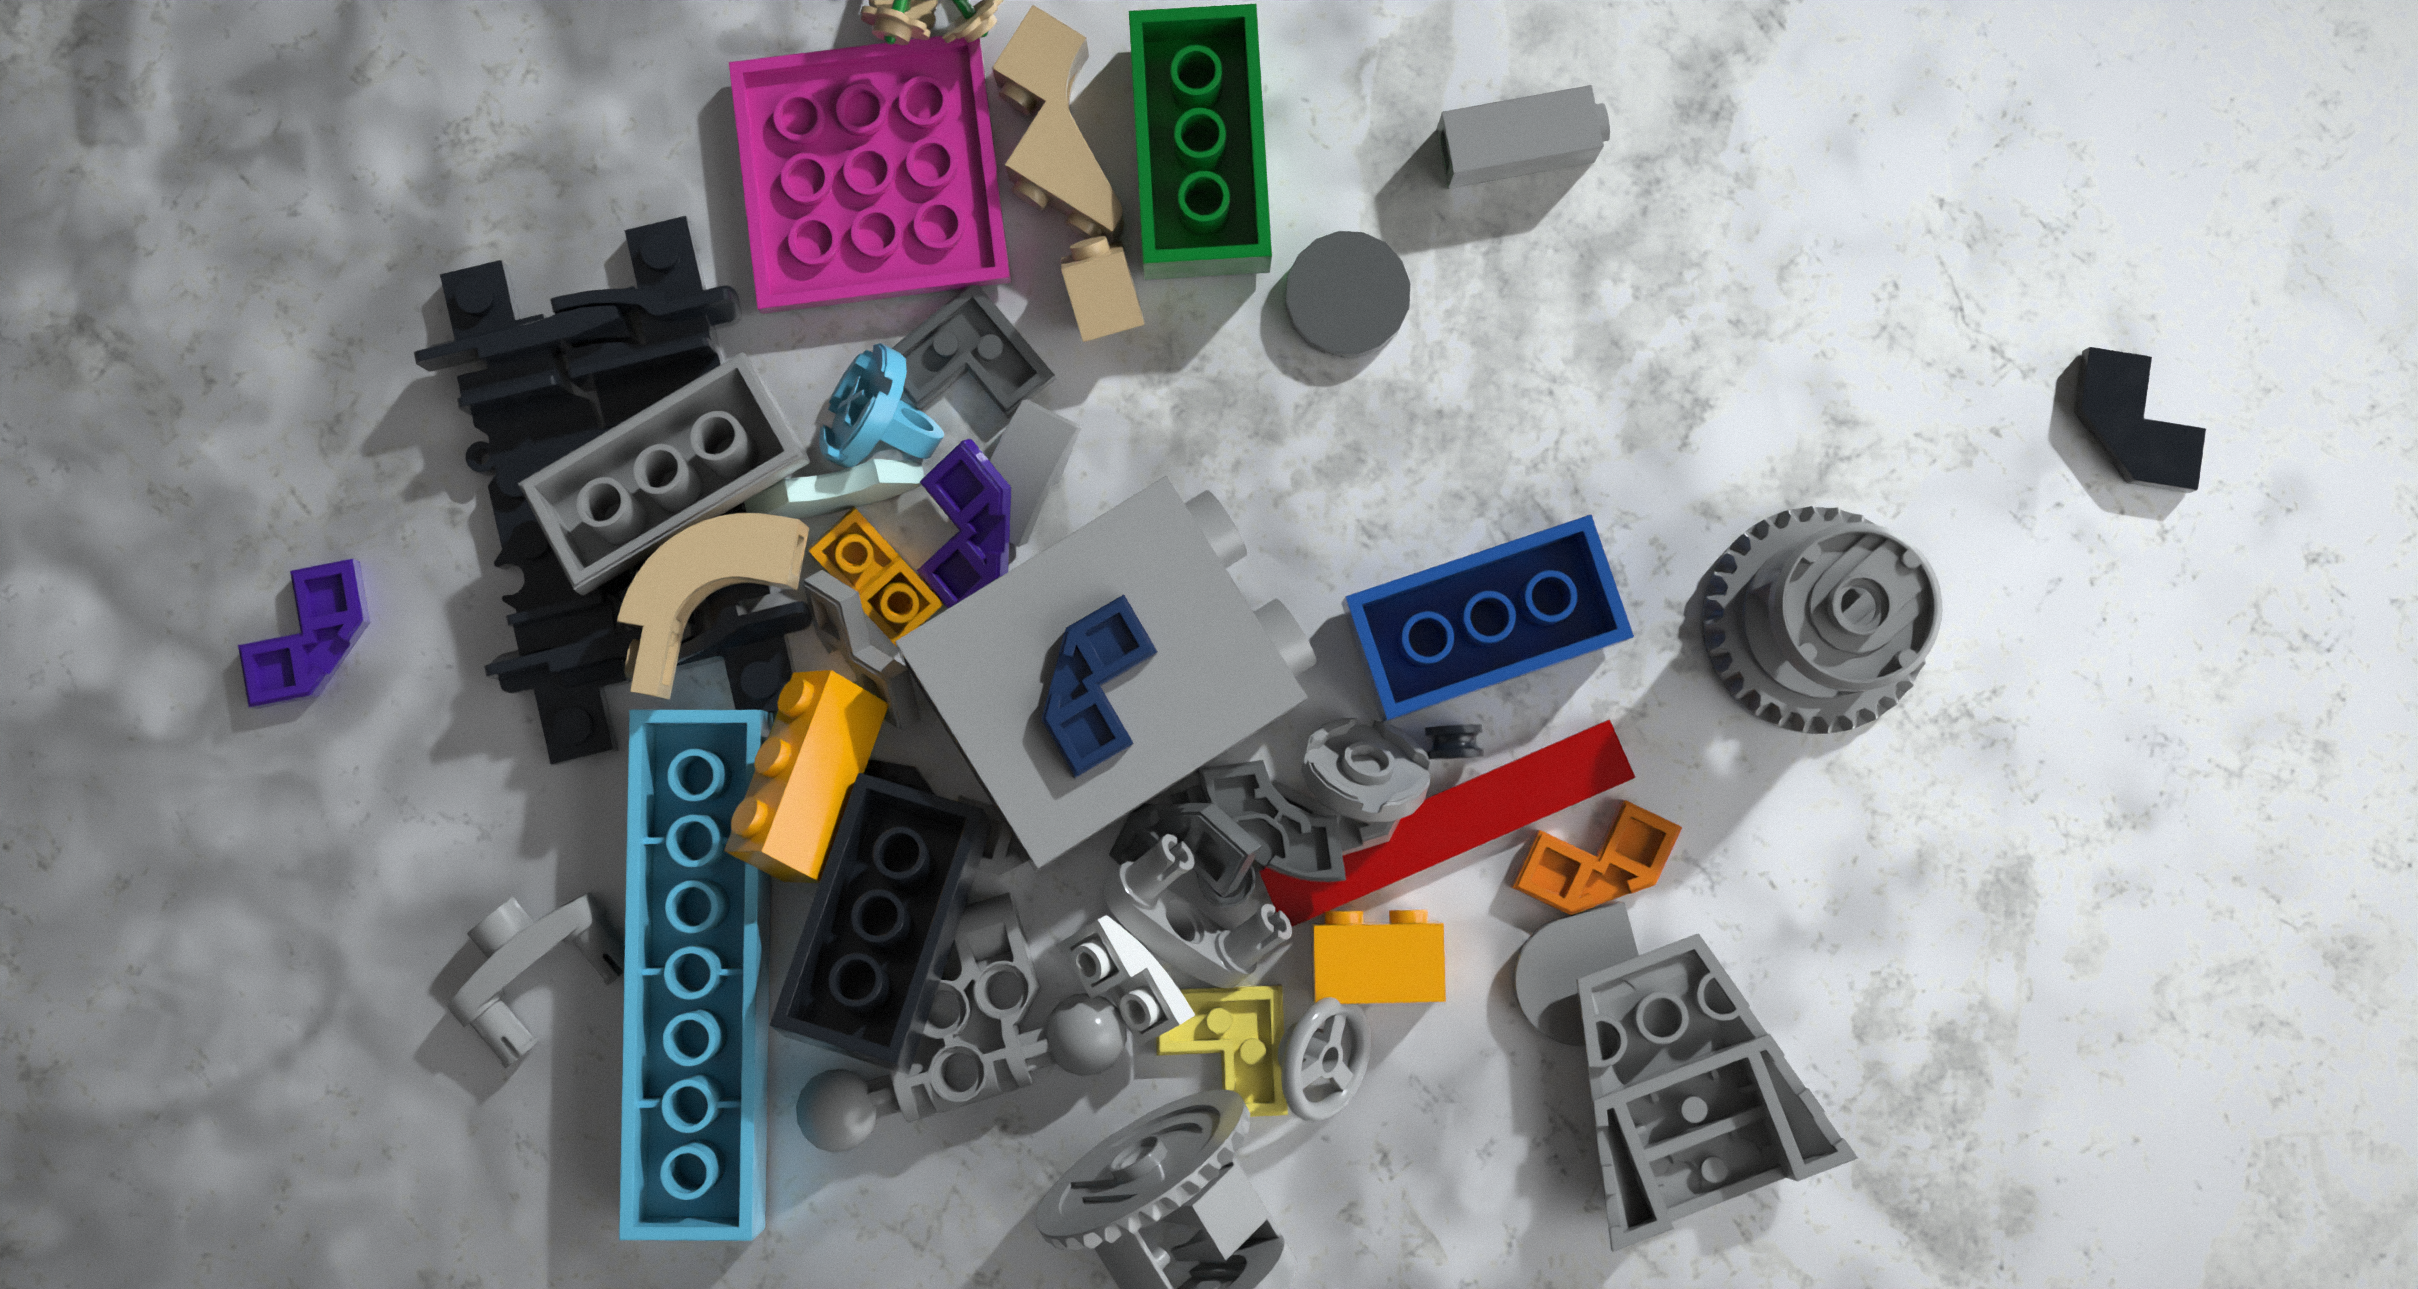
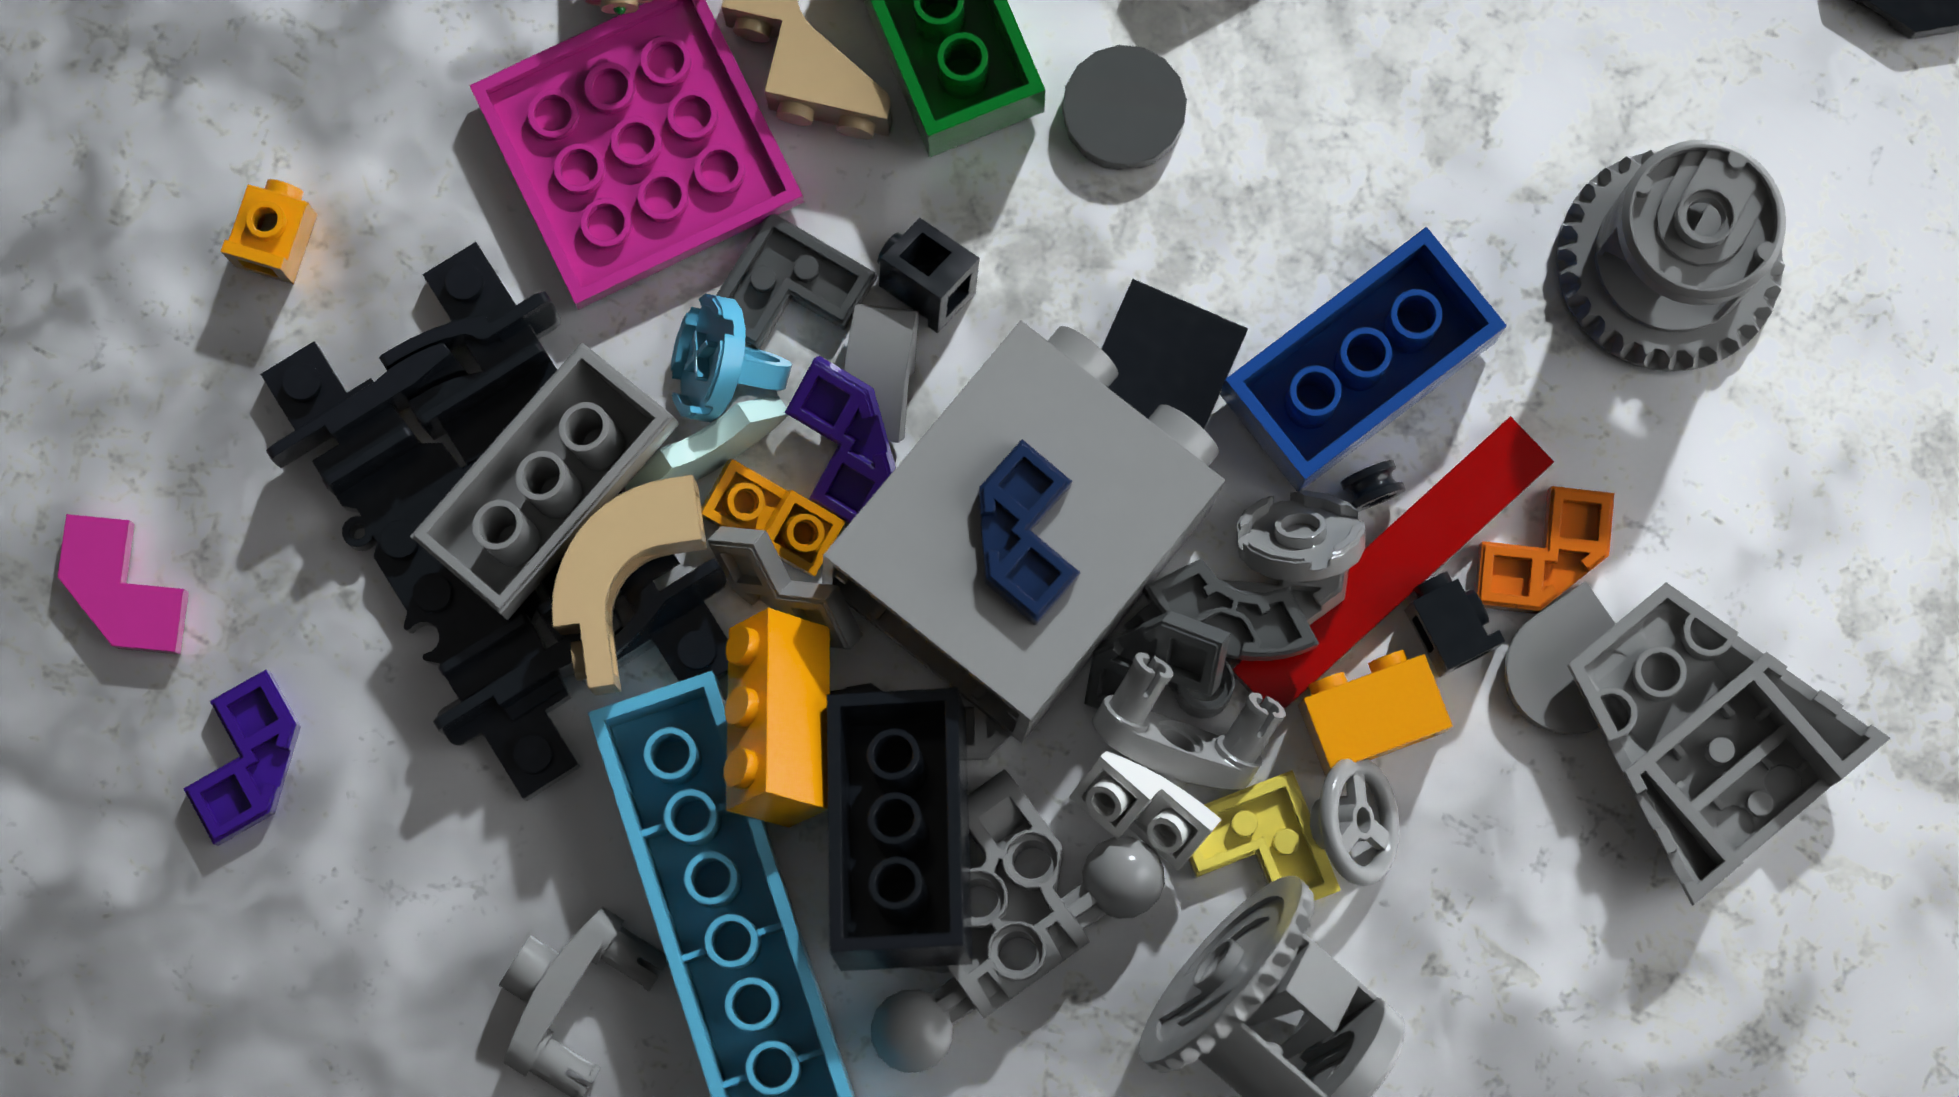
camera: 15 degrees left, 5 degrees down
(224, 415) = (96, 573): none -> dark pink tile
(505, 157) = (275, 251): none -> light orange brick
(1101, 288) = (894, 175): tan brick -> none
(1109, 373) = (928, 272): none -> black brick
(1304, 550) = (1170, 353): none -> black tile
(1481, 900) = (1451, 623): none -> black brick

